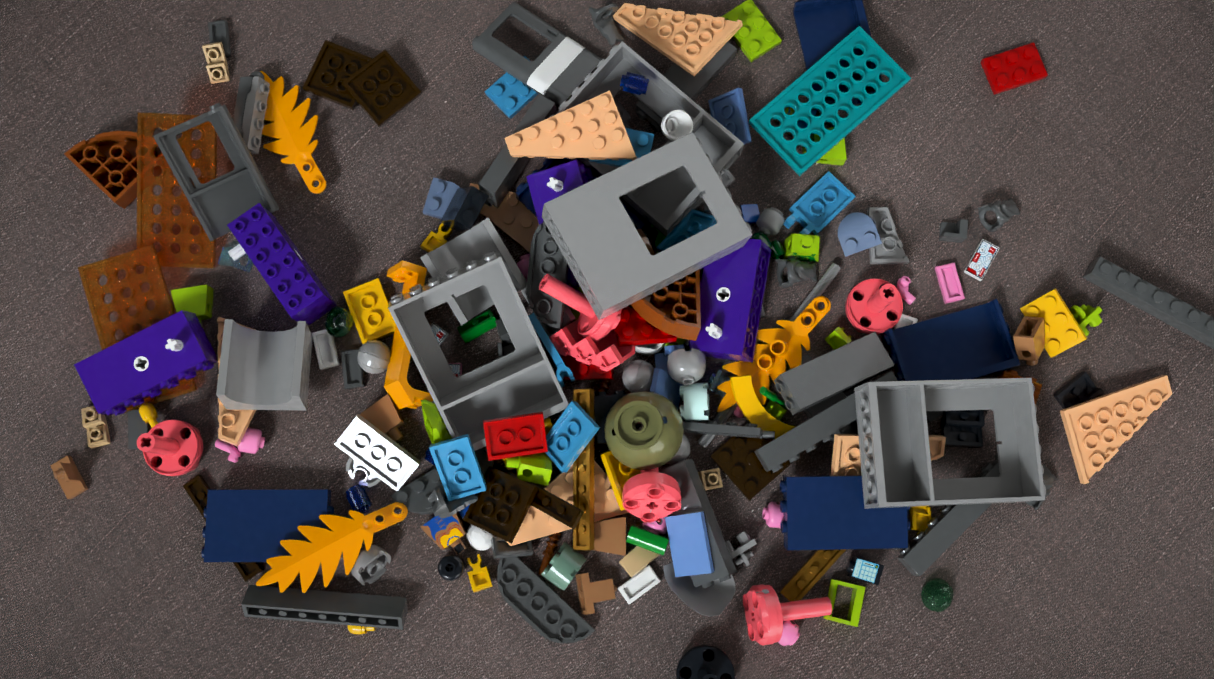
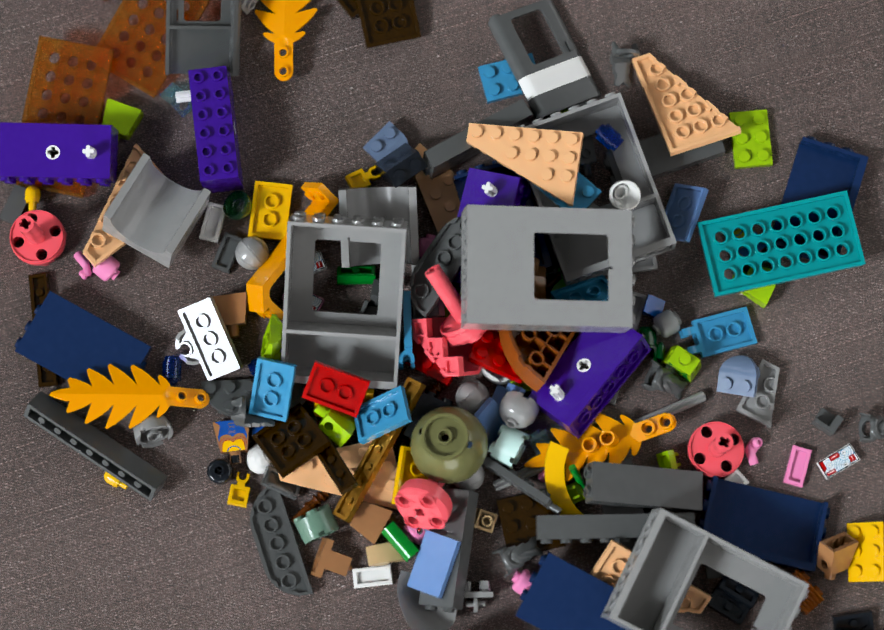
camera: 25 degrees right, 0 degrees up
(756, 496) = (515, 556): none -> dark grey hair

